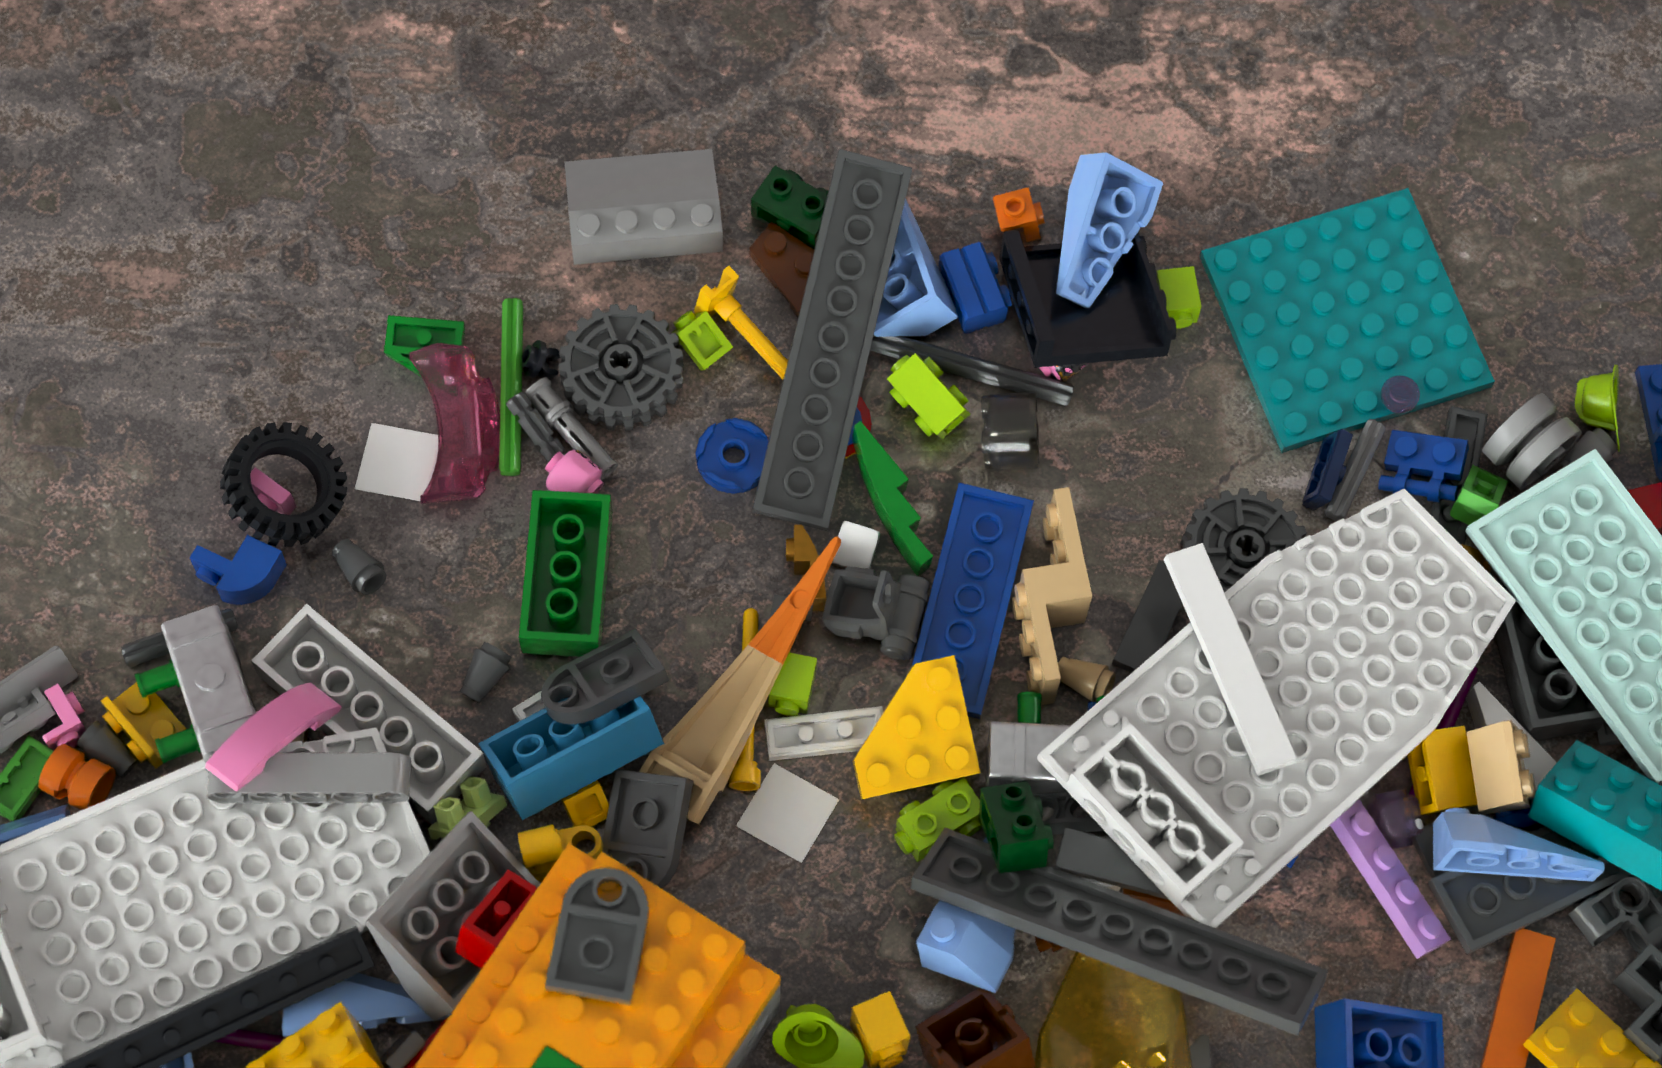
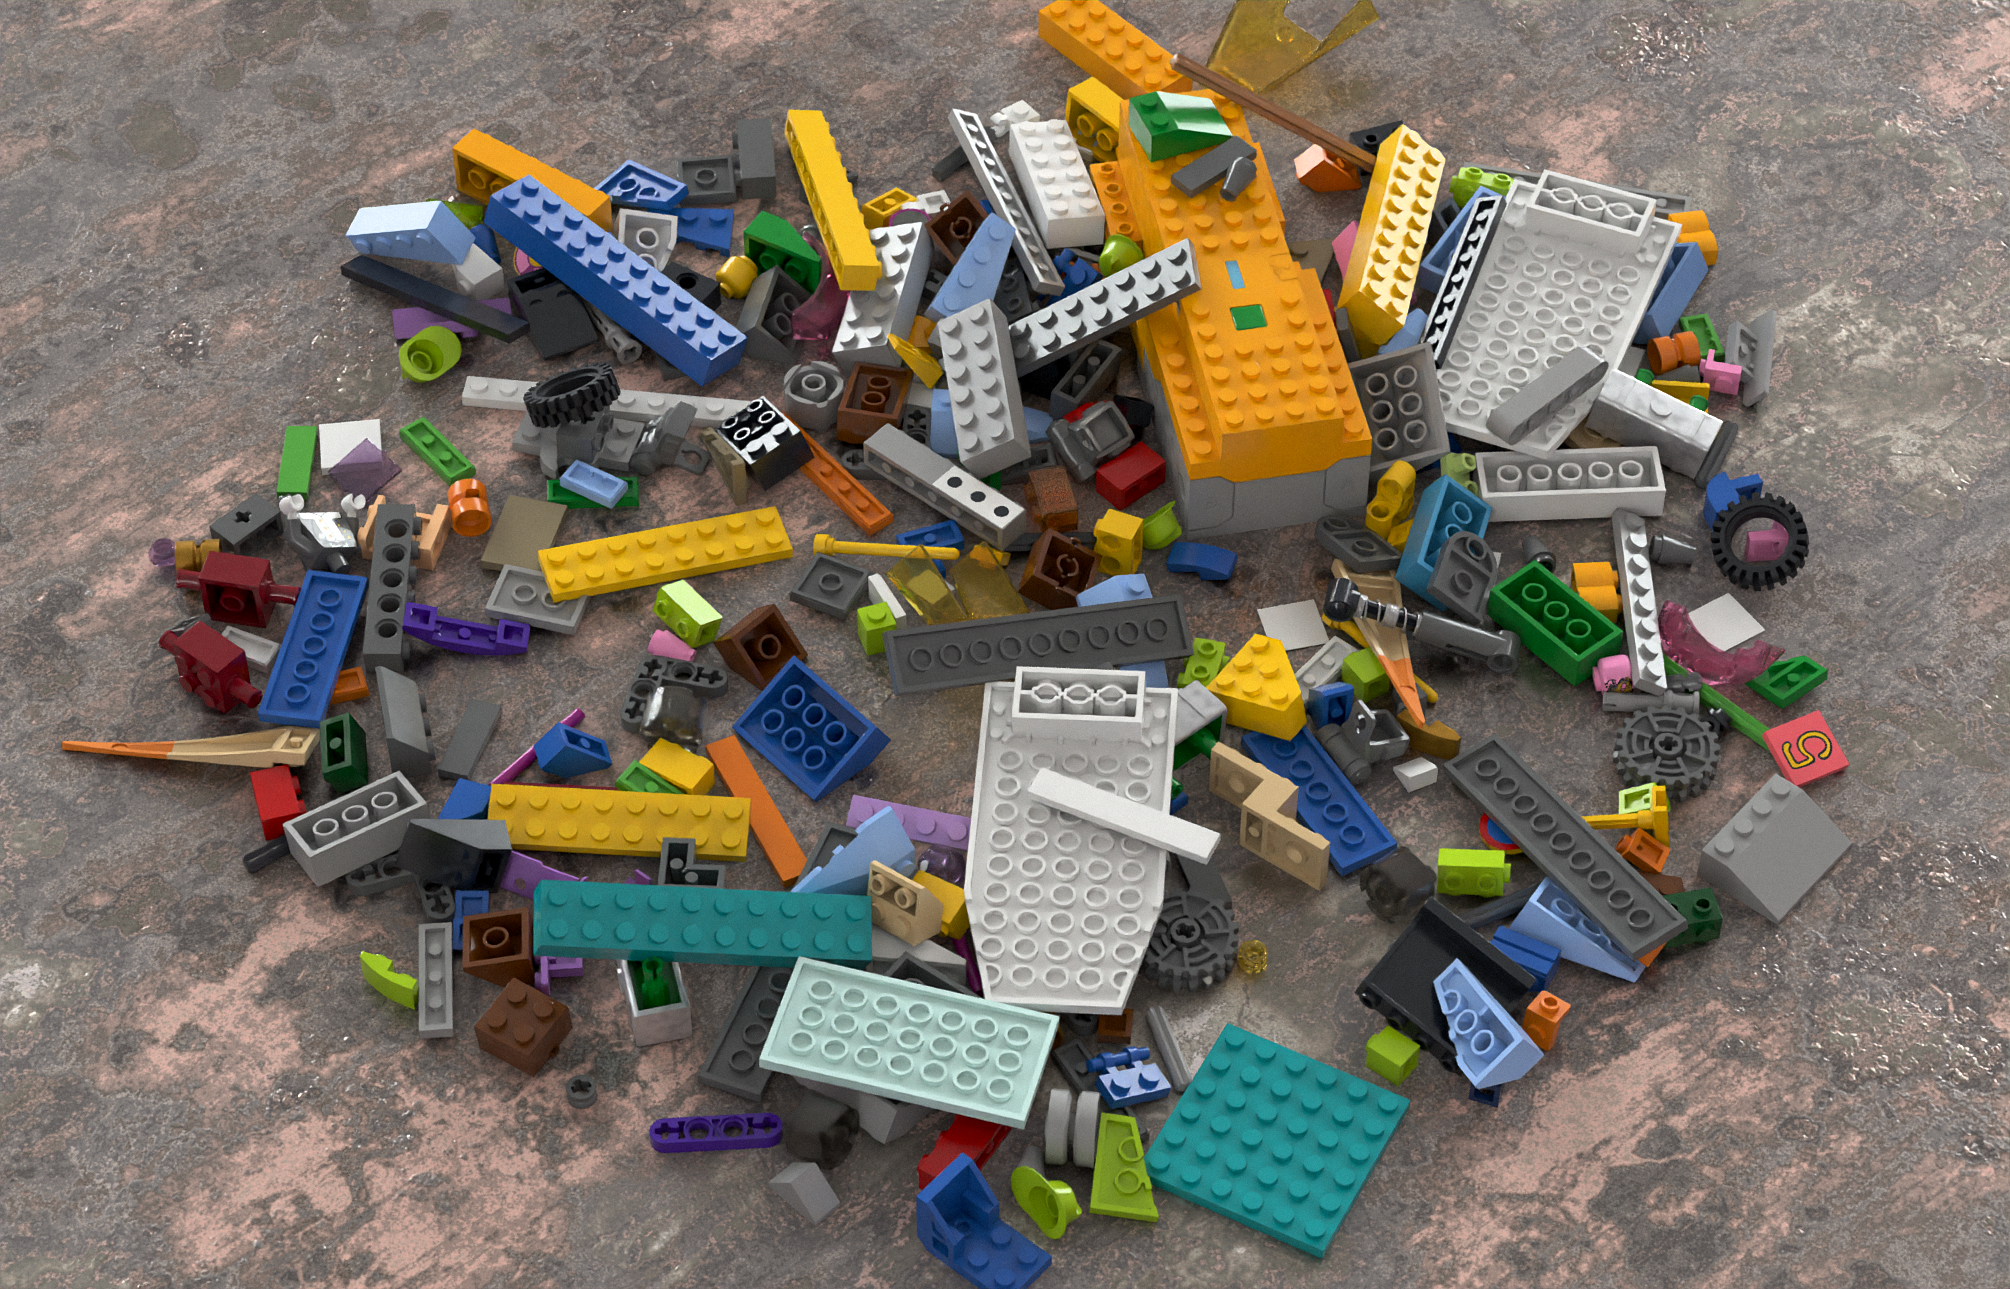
camera: 140 degrees right, 20 degrees down
(269, 731) = (1591, 397): bright pink slope -> none
(462, 530) = (1638, 602): none -> light grey plate
(482, 582) = (1598, 587): none -> light orange brick
(493, 918) = (1374, 402): red brick -> none
(500, 265) = (1805, 749): none -> coral tile
(599, 940) = (1293, 372): dark grey tile -> none
(645, 600) = (1496, 649): none -> piece
(731, 476) = (1560, 758): blue tile -> none
(759, 297) = (1643, 851): none -> orange bracket
(802, 958) = (1207, 560): none -> blue slope
(867, 669) = (1330, 703): none -> blue slope
(885, 487) = (1418, 799): green slope -> none
(1015, 827) = (1154, 656): dark green brick -> none
(1086, 677) = (1202, 805): tan cone -> none
(1197, 484) = (1259, 962): none -> clear yellow bush
(1327, 469) = (1184, 1027): dark blue plate -> none
(1400, 394) = (1186, 1096): plate -> none
(1478, 495) = (1072, 1066): bright green slope -> none
(1514, 379) = (1120, 1172): none -> lime wing

